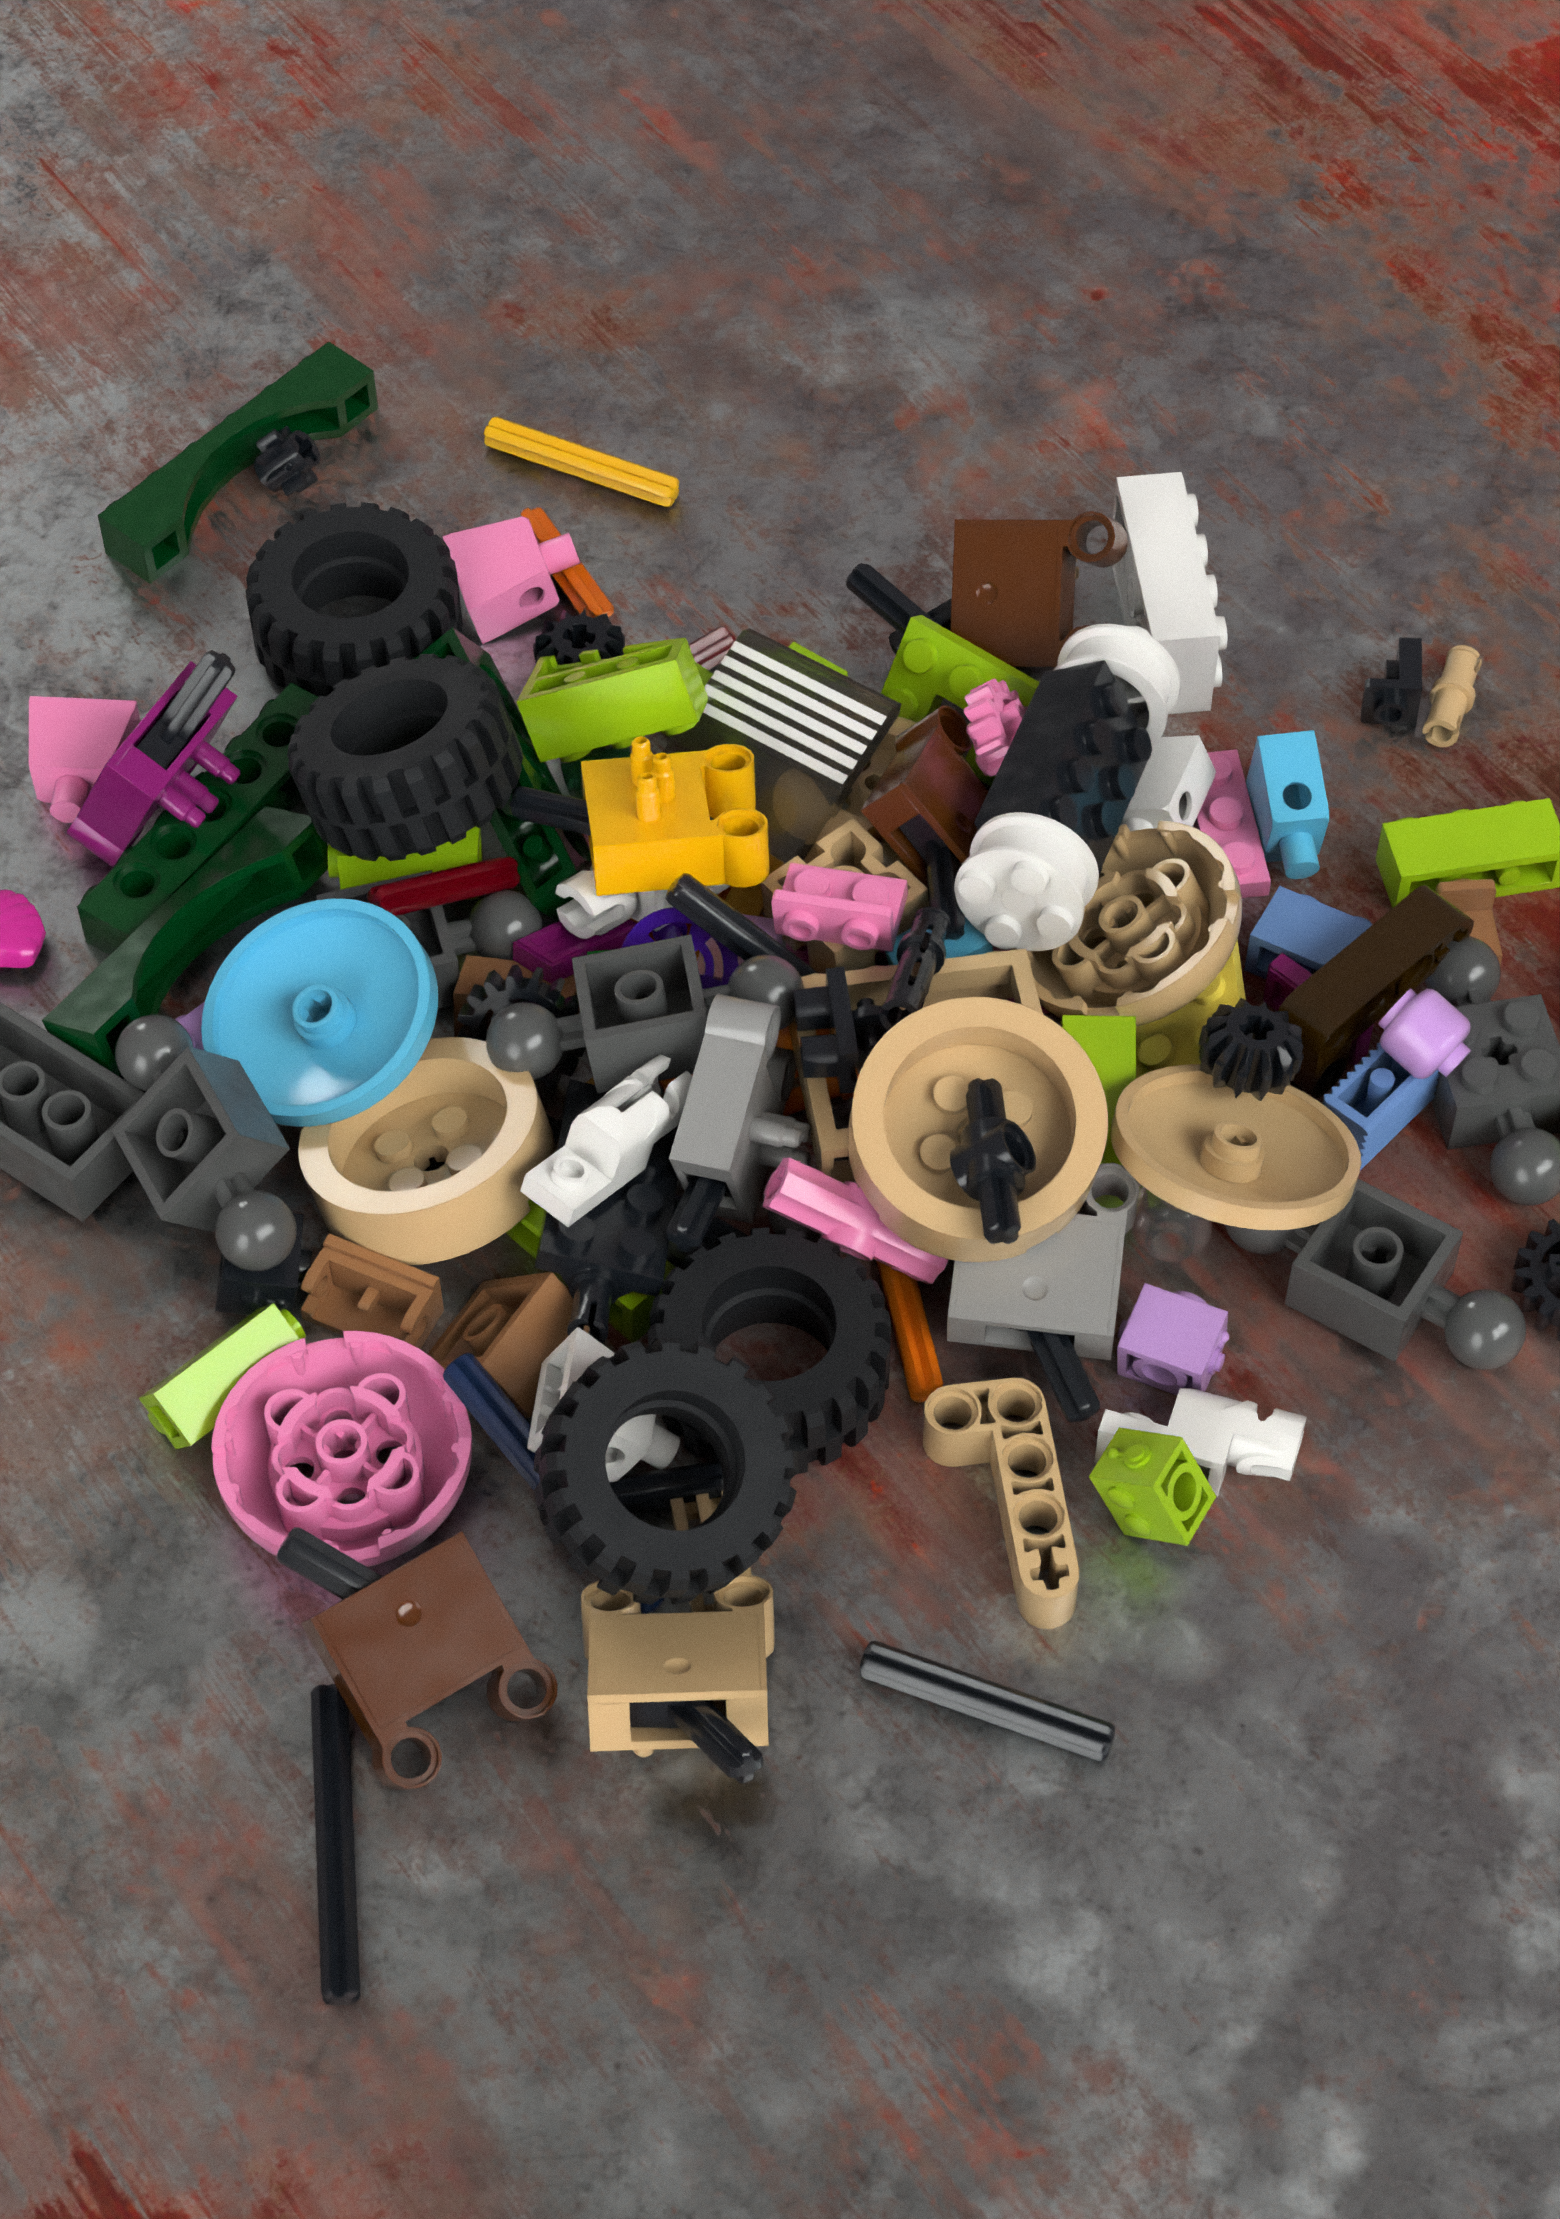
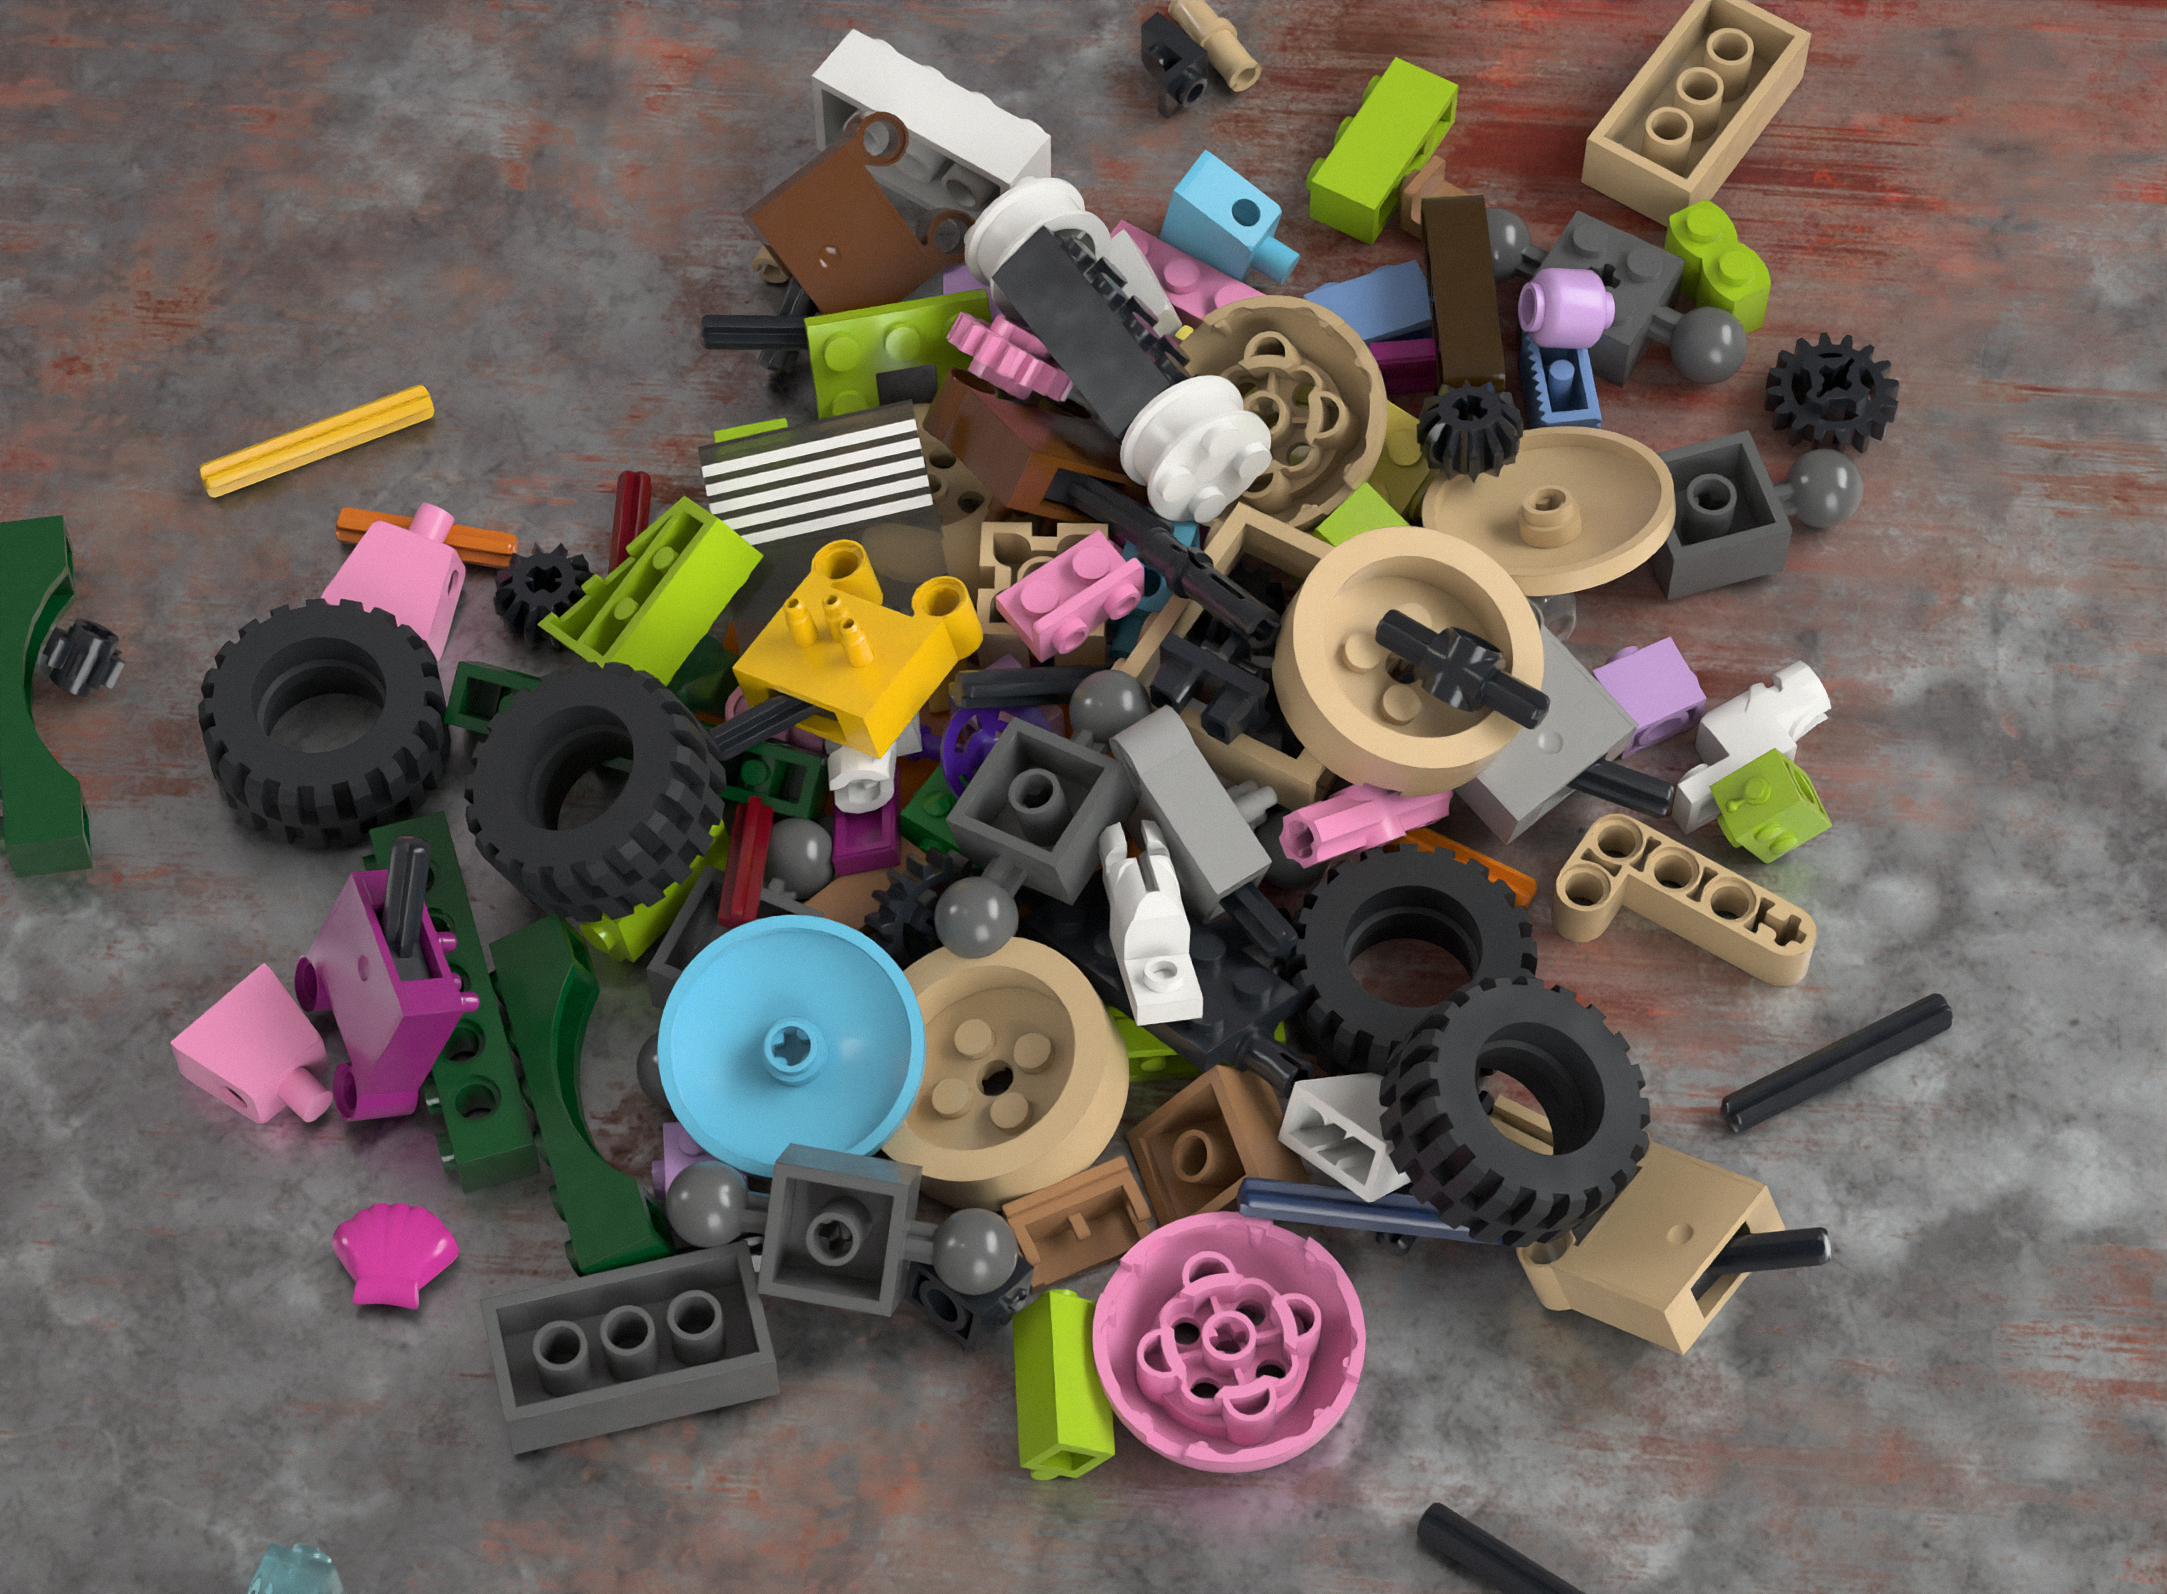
camera: 50 degrees left, 5 degrees up
(412, 1642) = (1473, 1415): reddish brown piece -> none

